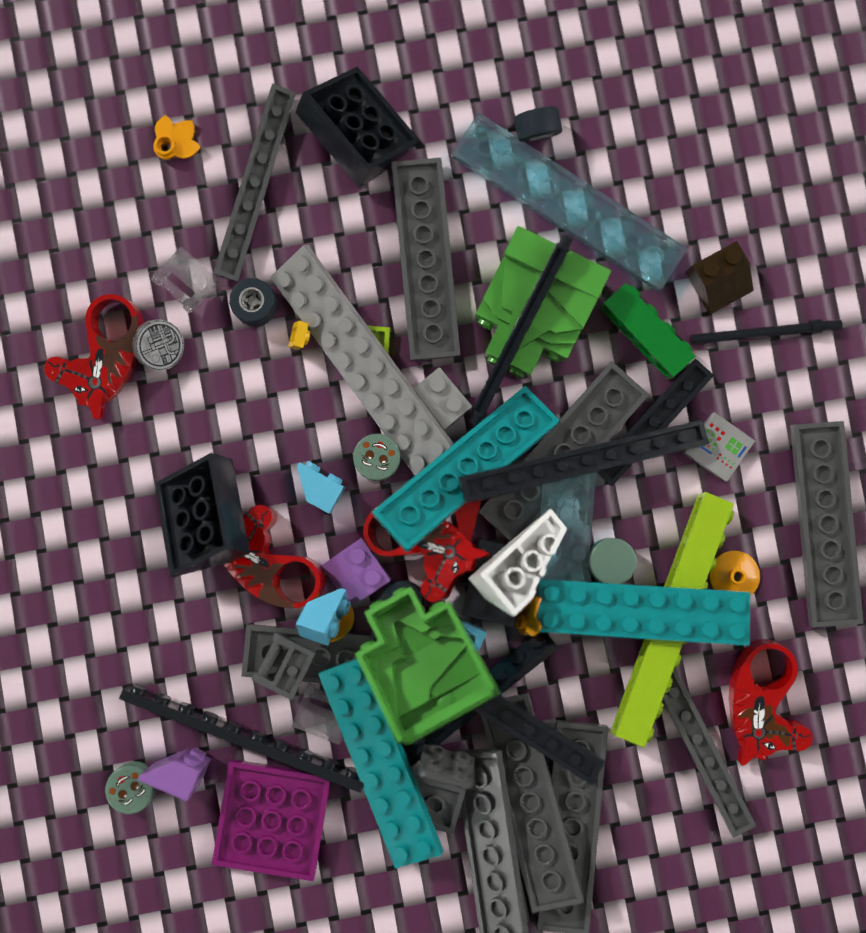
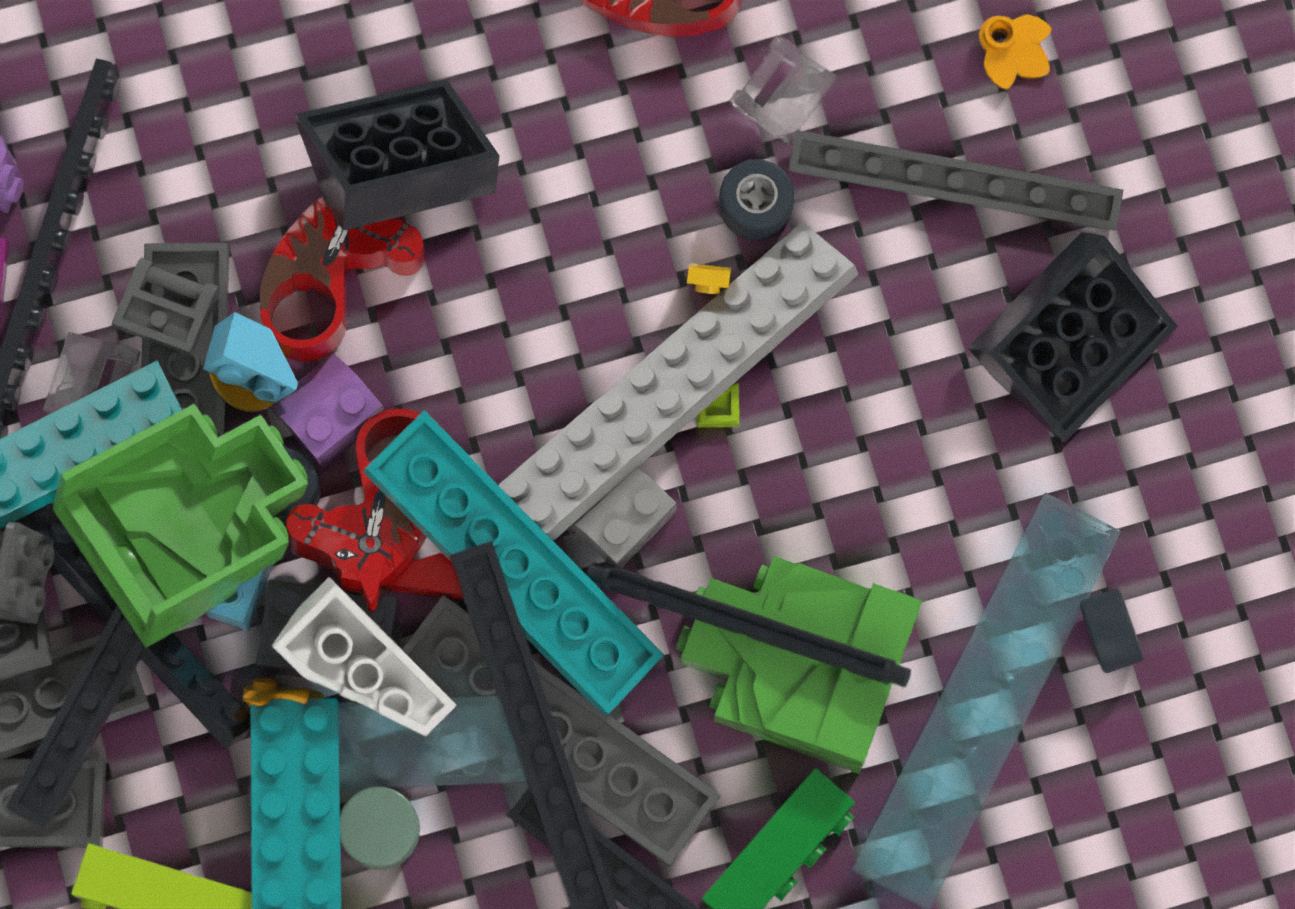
camera: 90 degrees right, 10 degrees down
(158, 344) = (668, 58): tile -> none
(318, 489) = (458, 336): medium azure slope -> none
(376, 457) = (518, 422): sand green head -> none
(425, 259) = (860, 469): dark grey plate -> none

